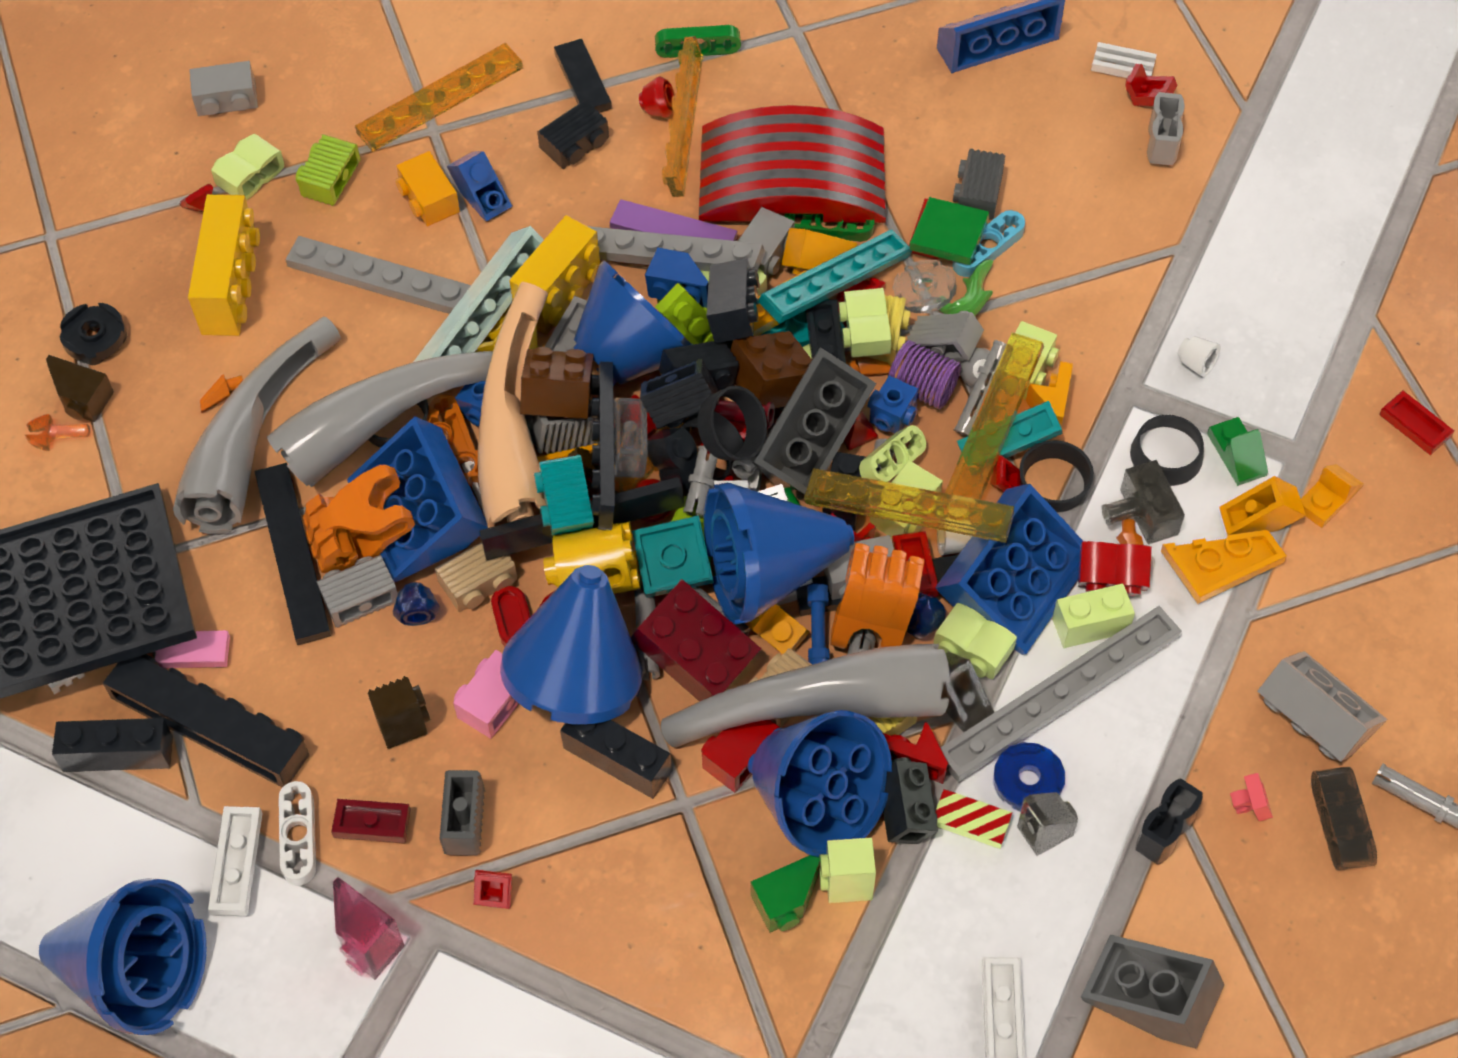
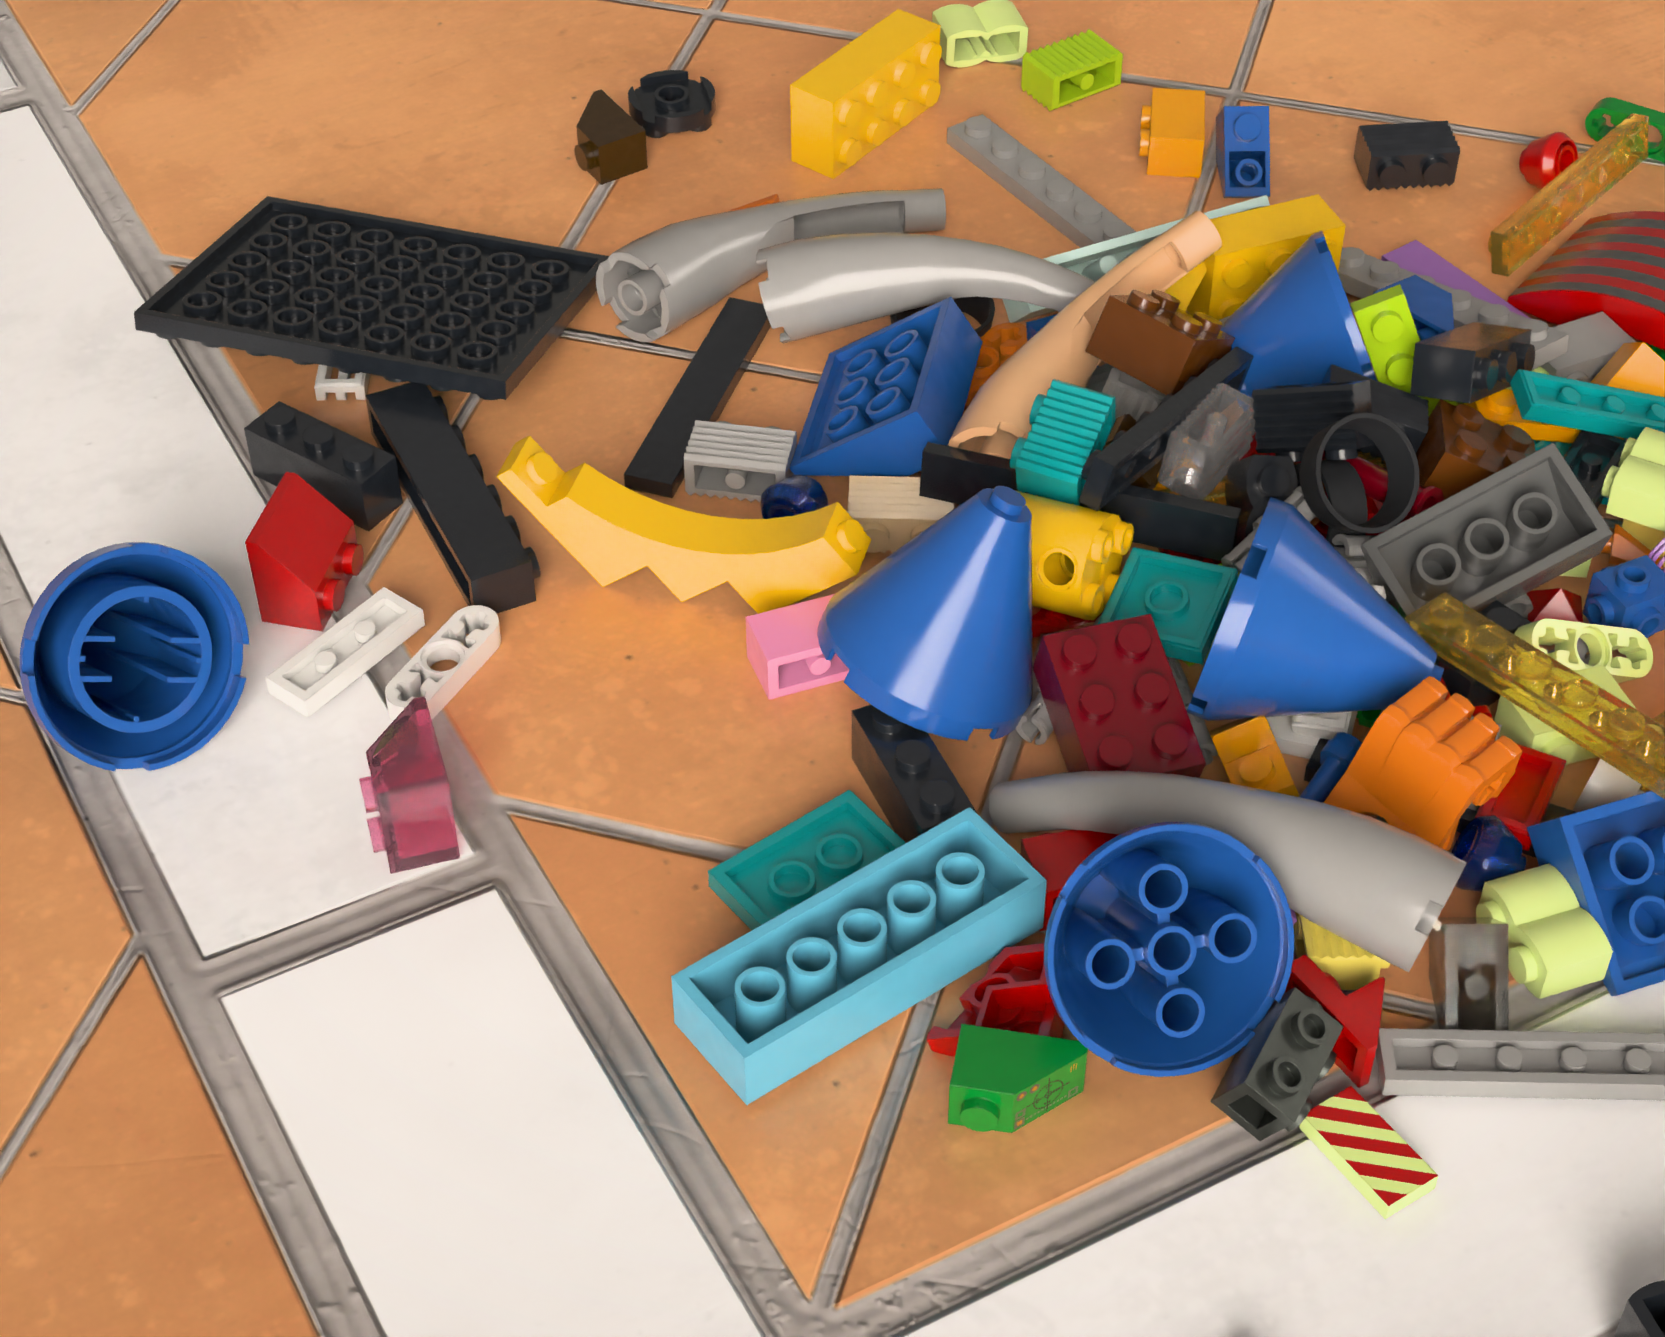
camera: 35 degrees right, 15 degrees down
(51, 431) = (543, 163): clear orange bar -> none
(164, 818) = (302, 556): none -> red slope
(207, 650) = (499, 425): bright pink tile -> none
(340, 687) = (690, 552): none -> yellow arch
(355, 520) = (794, 376): orange piece -> none
(371, 820) = (540, 697): dark red plate -> none
(399, 711) = (670, 591): dark brown brick -> none
(438, 97) = (1268, 63): clear yellow plate -> none
(462, 812) = (651, 741): dark grey brick -> none
(492, 889) = (618, 850): red slope -> none
(582, 75) = (1468, 110): black tile -> none
(604, 836) = (802, 859): none -> teal plate
(667, 872) = (857, 954): none -> medium azure brick
(756, 847) = (1006, 998): none -> red slope
(848, 870) = (1116, 1090): yellowish green brick -> none
(1023, 758) = (1510, 1120): clear blue tile -> none
(1046, 821) = (1483, 1208): clear smoke slope -> none

